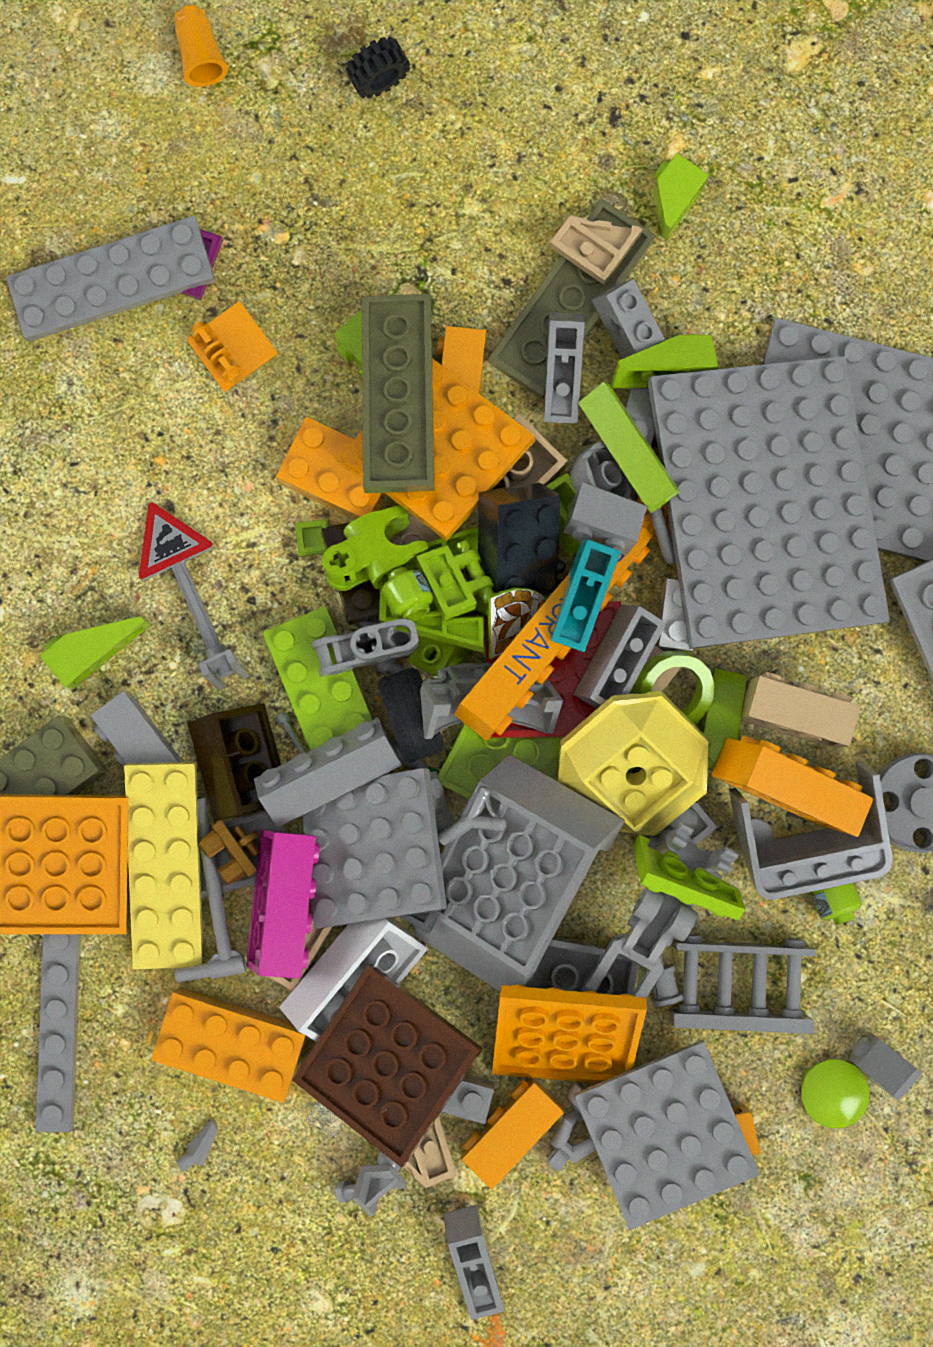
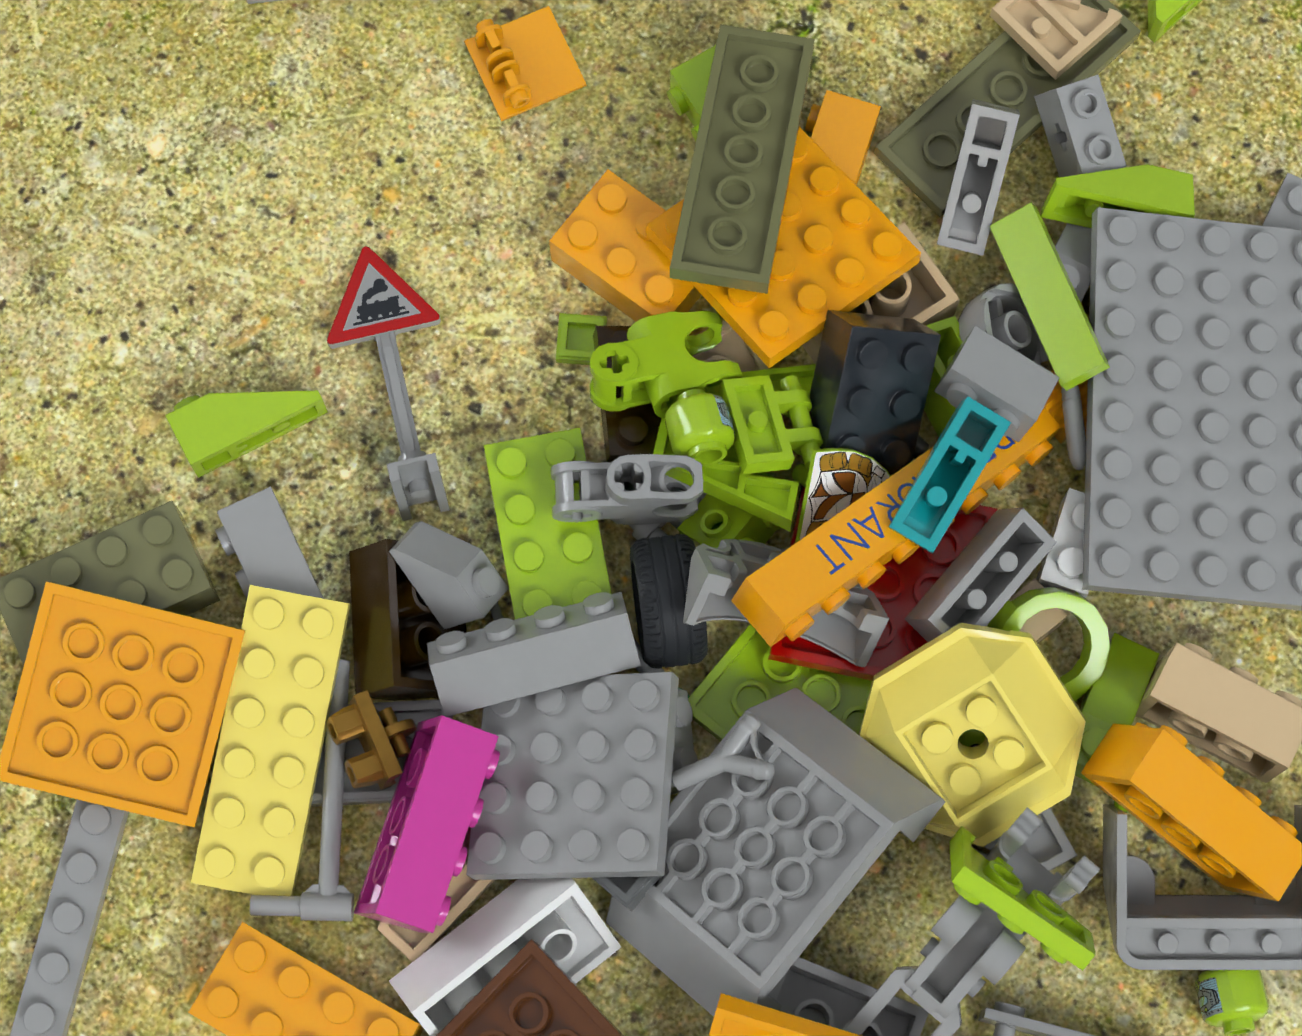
camera: 10 degrees right, 10 degrees down
(258, 726) = (448, 574): none -> light grey slope

